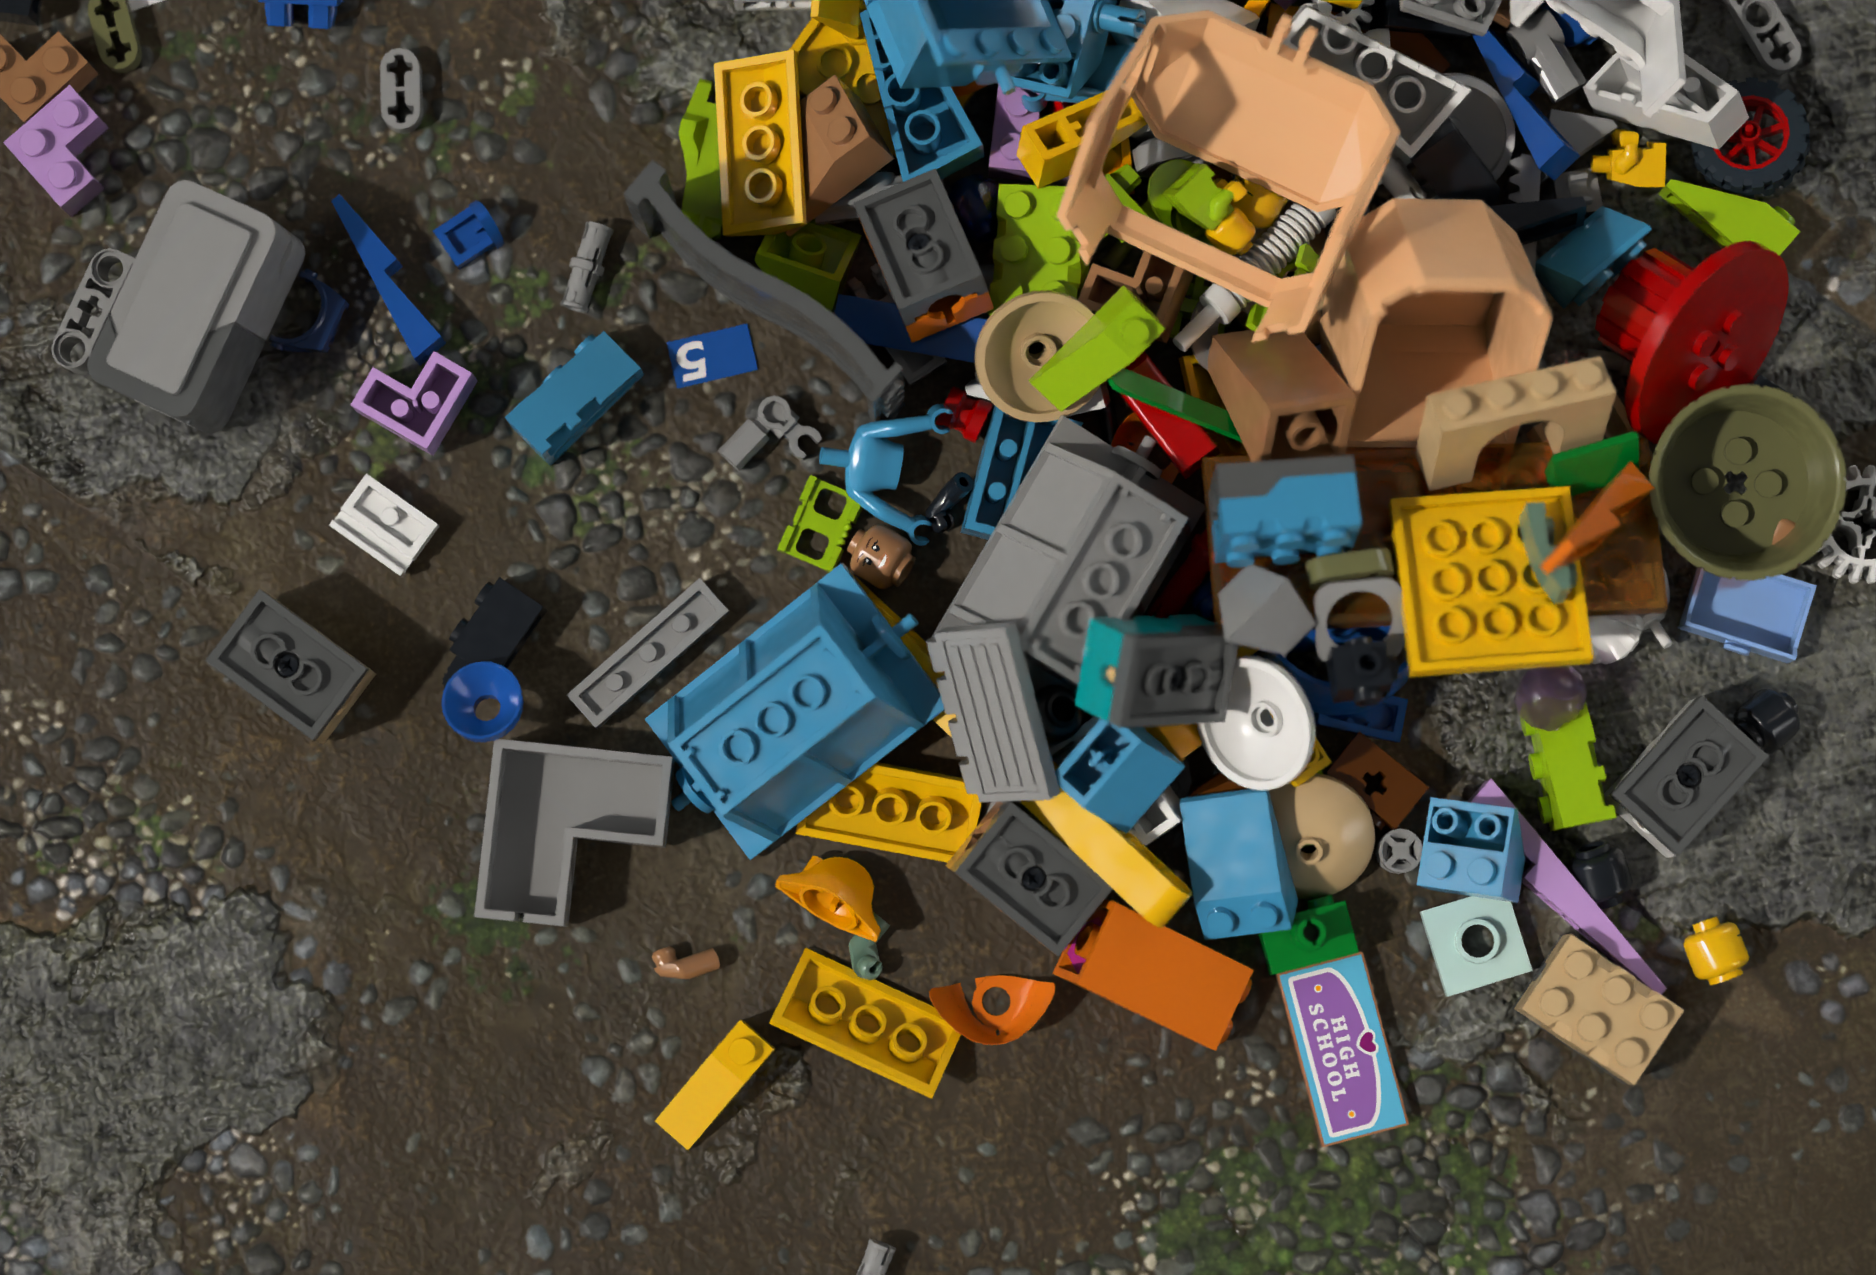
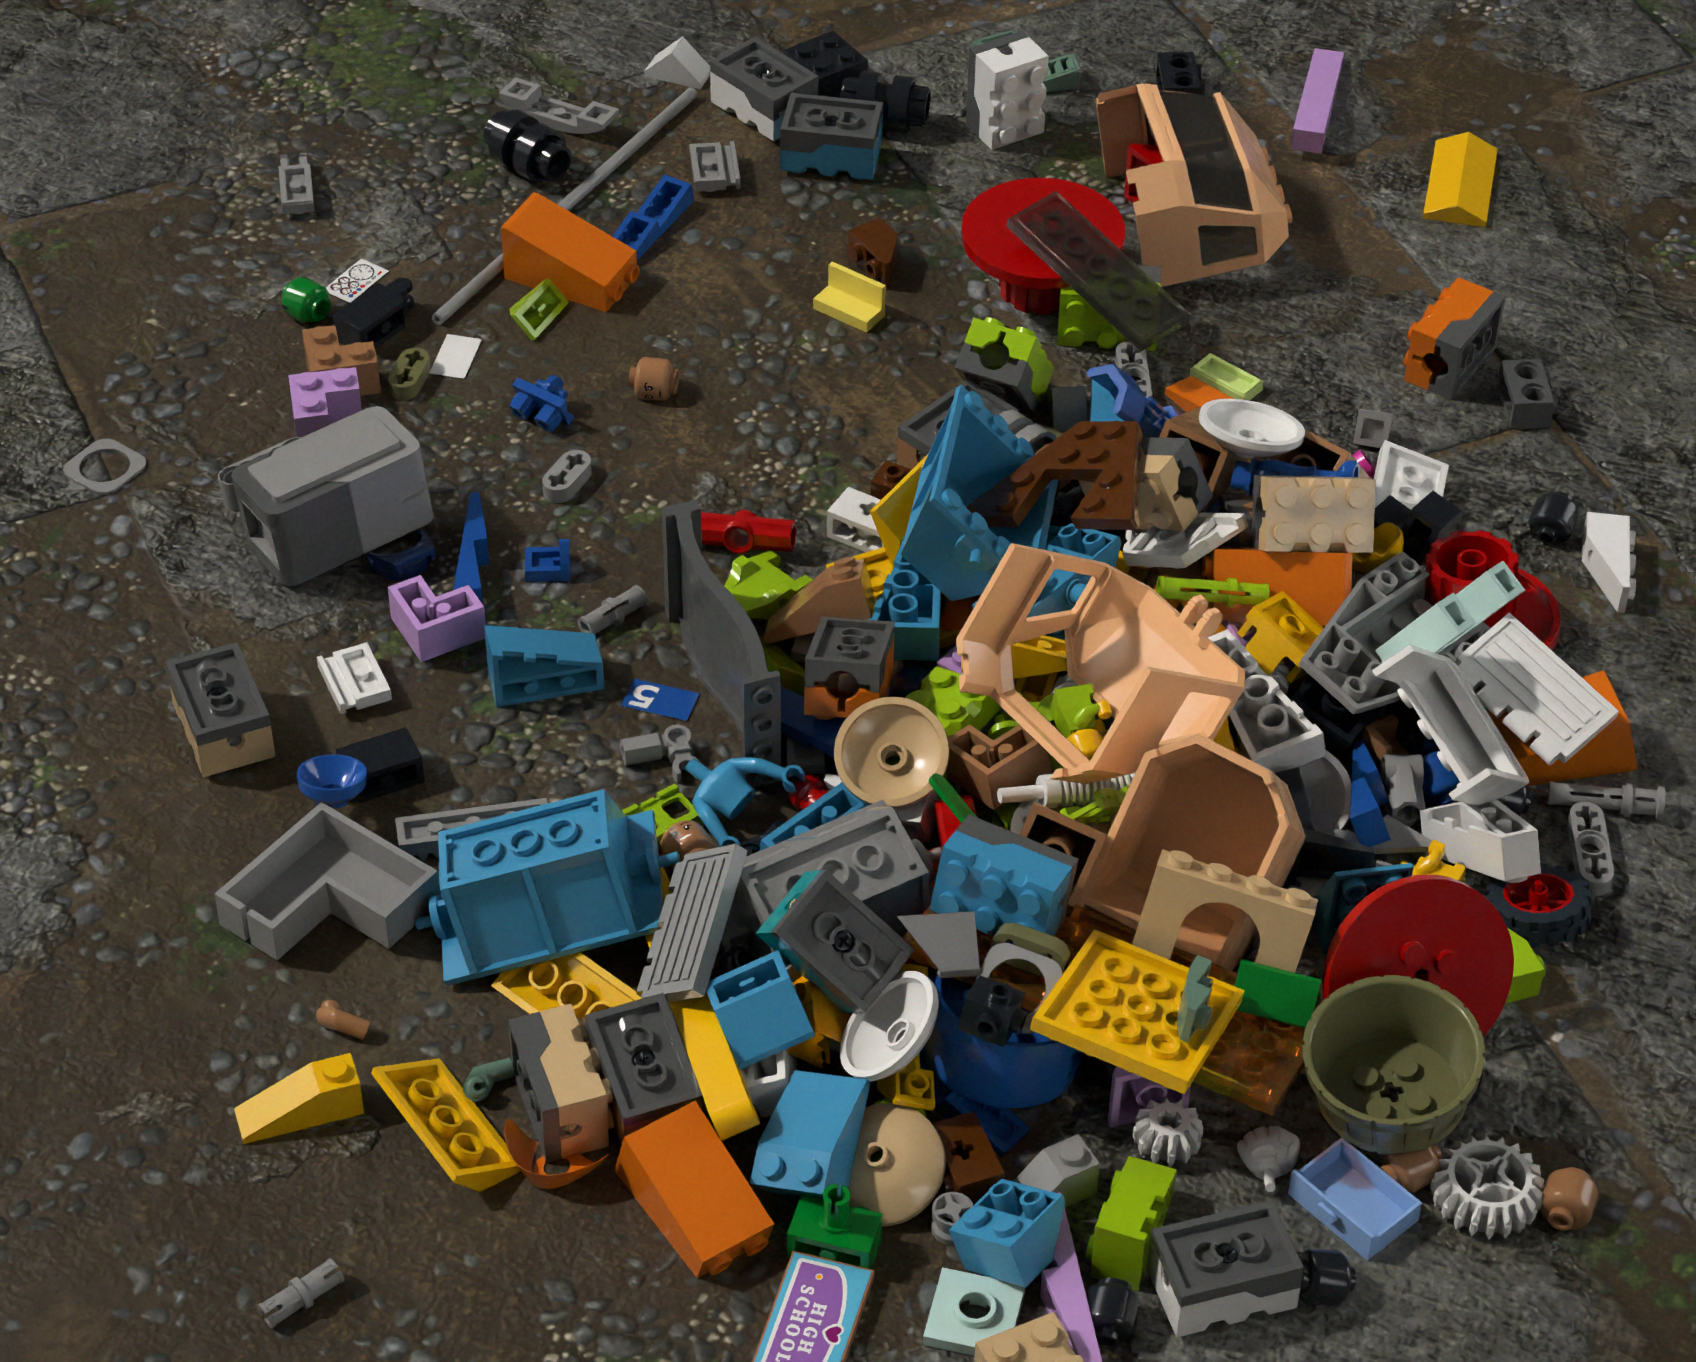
camera: 30 degrees right, 40 degrees down
(651, 73) = (762, 532): none -> red piece
(760, 144) = (786, 577): yellow slope -> none
(835, 892) = (482, 1025): light orange hat -> none
(956, 929) = (560, 1082): none -> tan piece
(1098, 349) = (943, 751): lime slope -> none
(1467, 755) = (1064, 1168): none -> light grey slope
(1550, 696) = (1146, 1148): hair -> none
(1600, 518) = (1246, 988): orange slope -> none
(1614, 636) = (1225, 1155): white piece -> none

